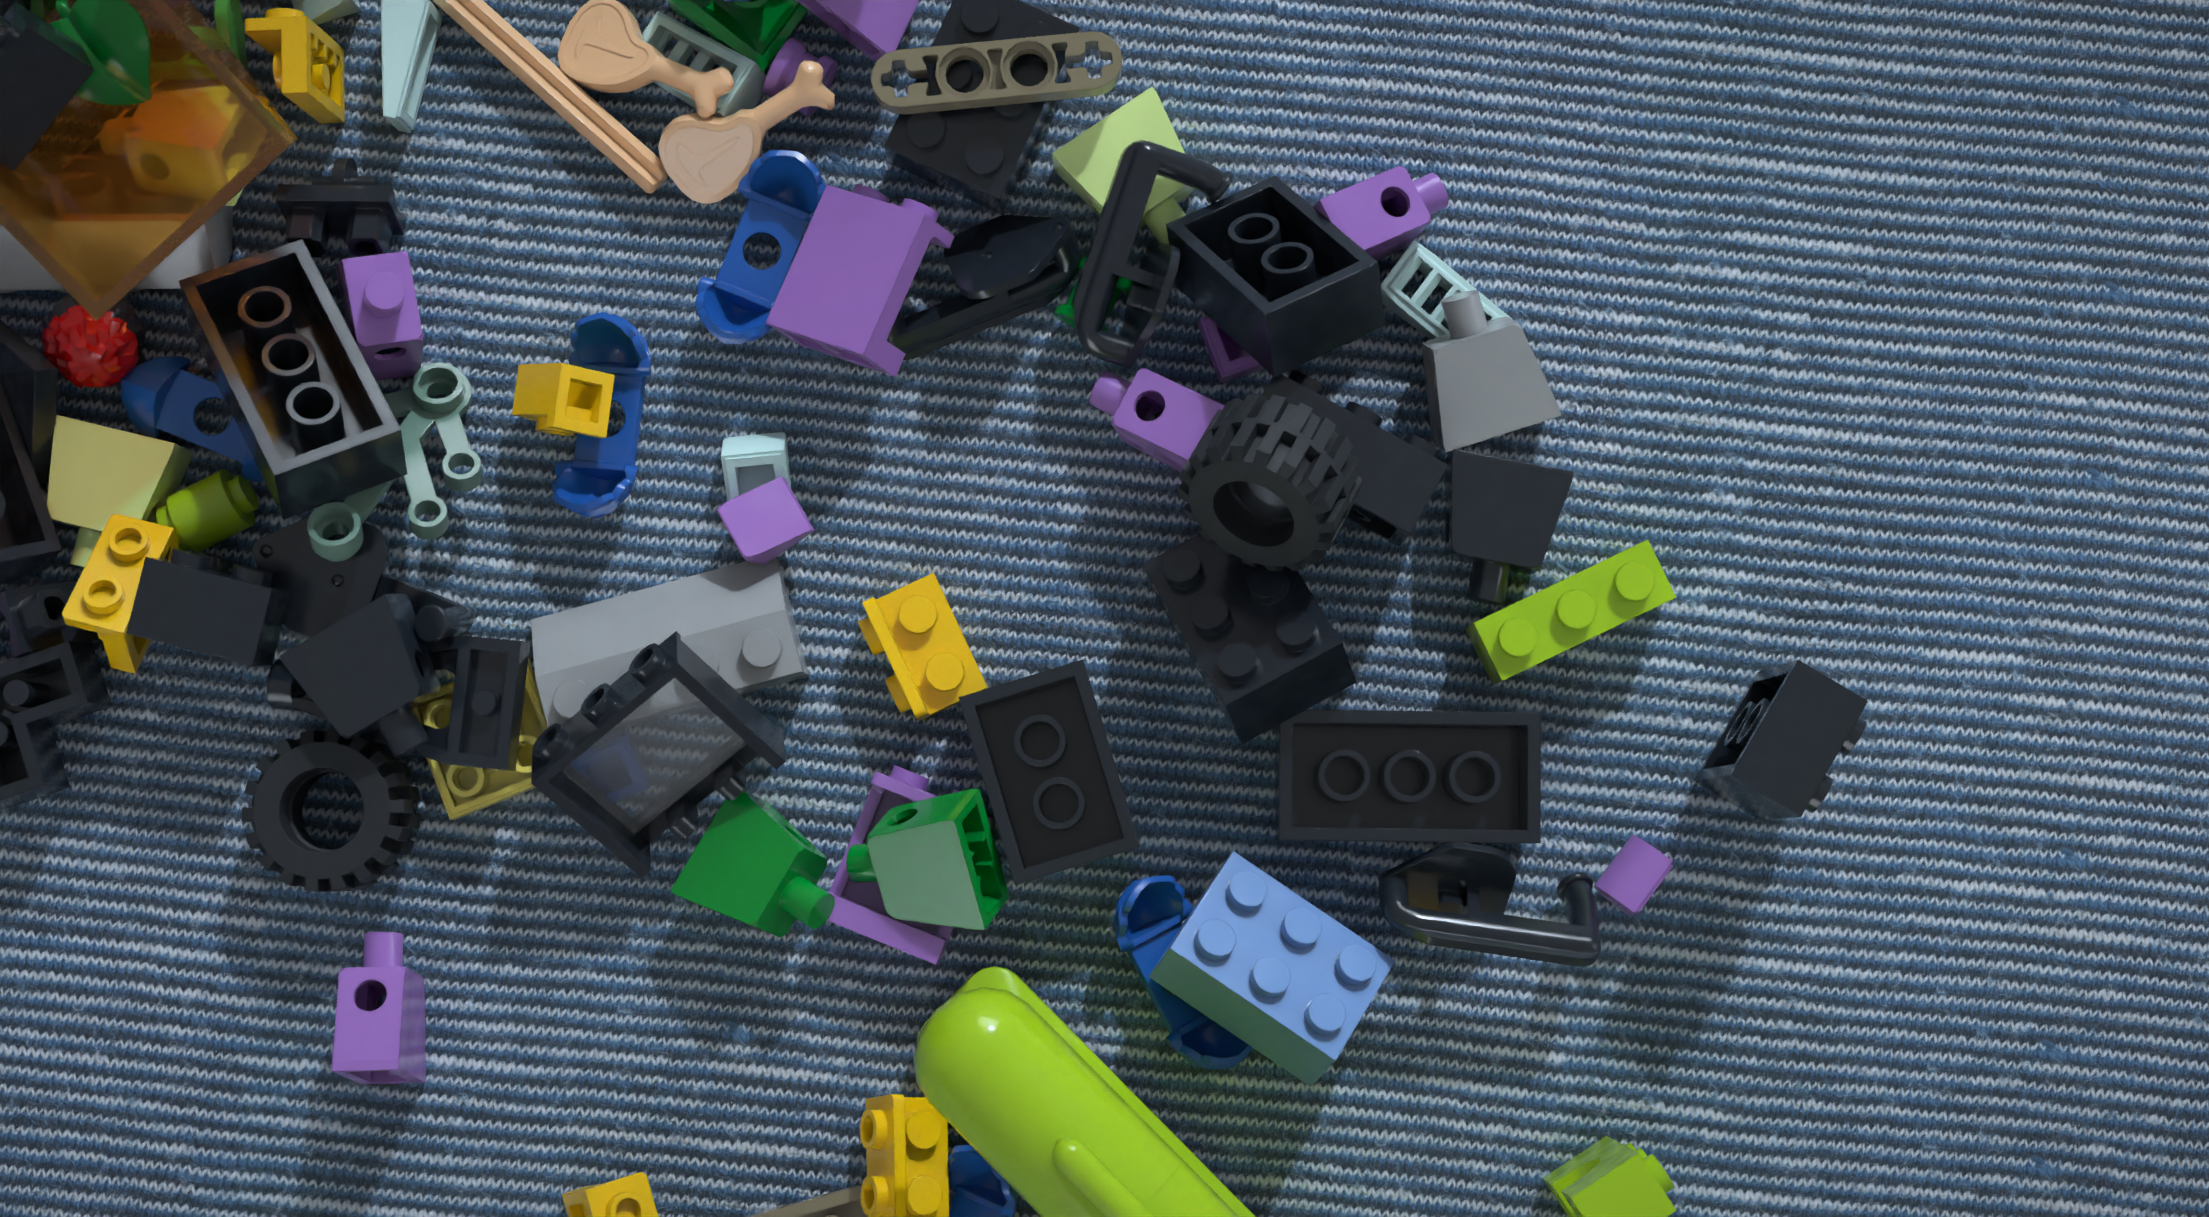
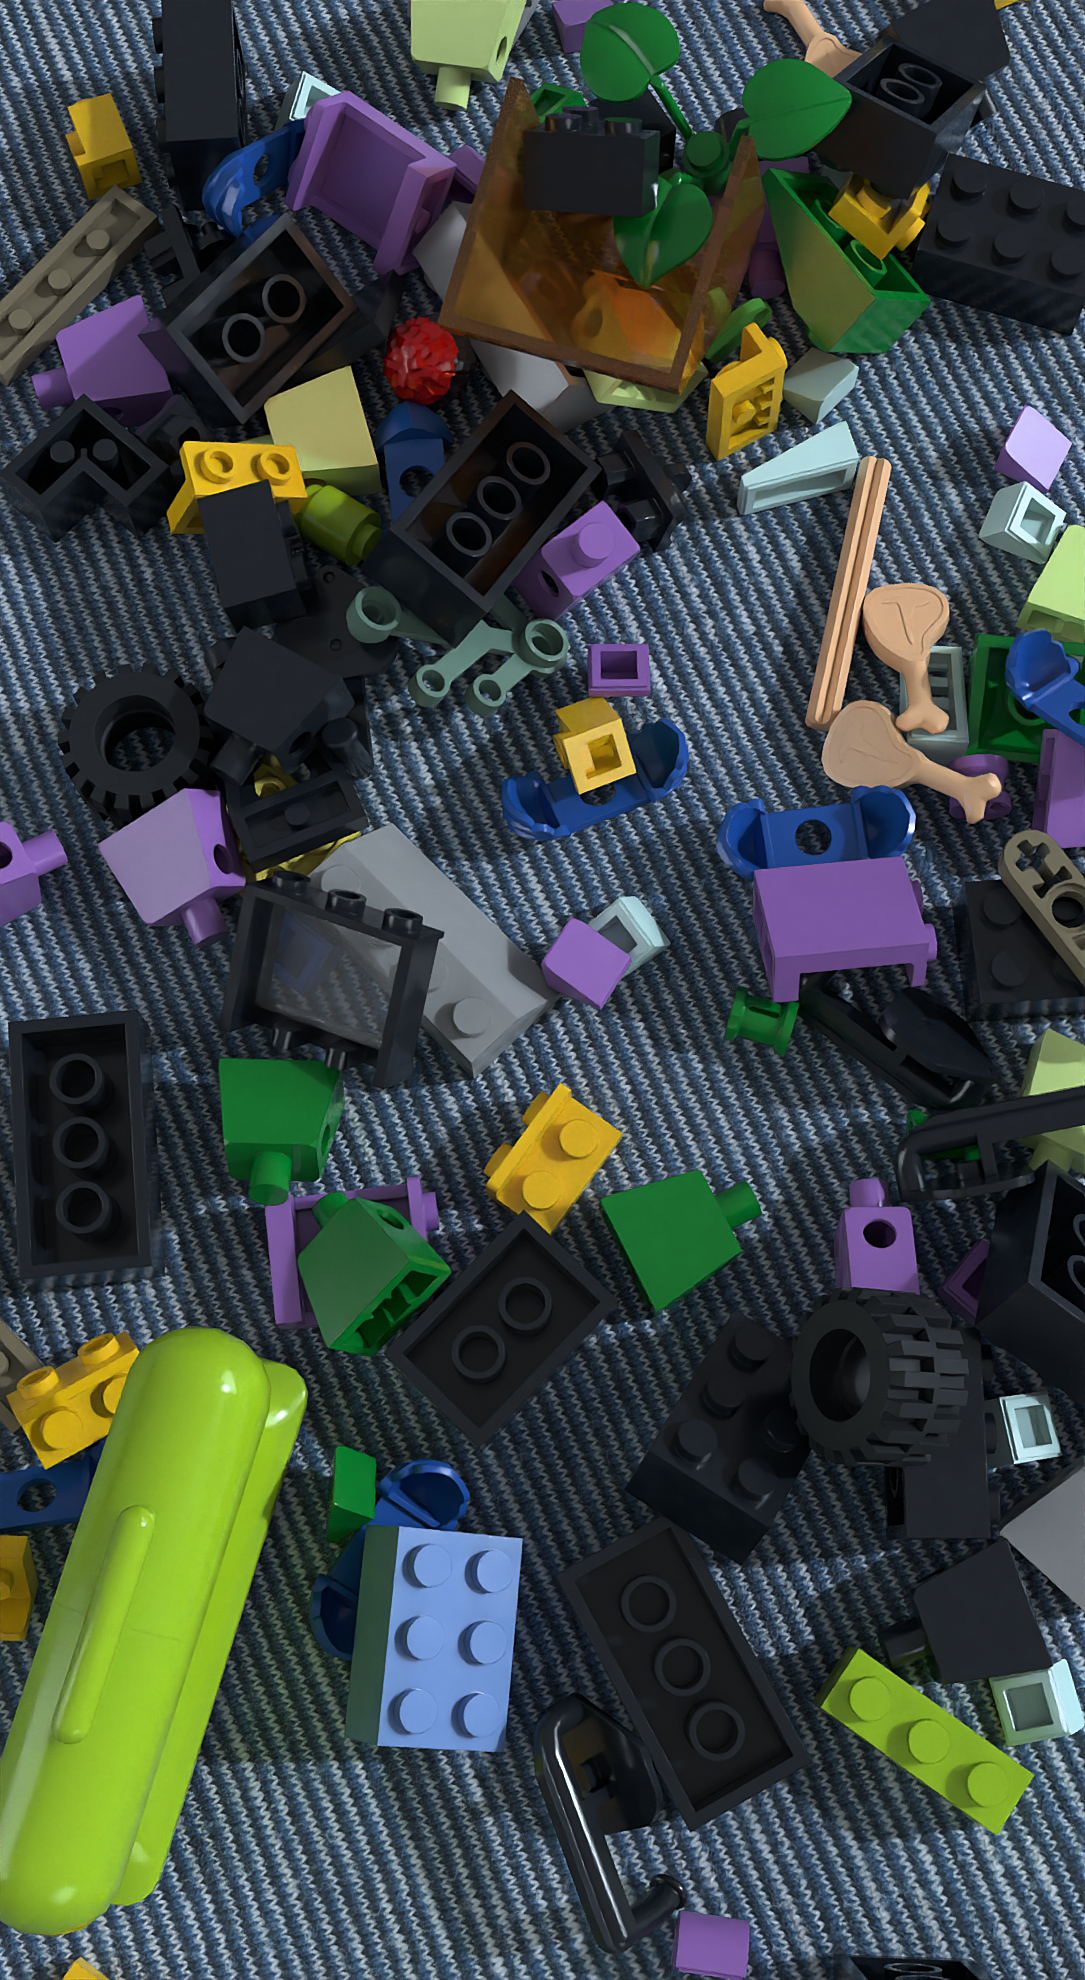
camera: 60 degrees right, 10 degrees down
(467, 833) = (179, 863): none -> medium lavender torso
(506, 335) = (618, 670): none -> medium lavender slope
(685, 1052) = (85, 1150): none -> black brick
(902, 395) = (761, 1021): none -> green bush
(1048, 575) = (677, 1233): none -> green torso
(1113, 977) = (350, 1493): none -> green slope
(1372, 380) = (1023, 1429): none -> light aqua slope
(1596, 500) = (1037, 1704): none -> light aqua slope

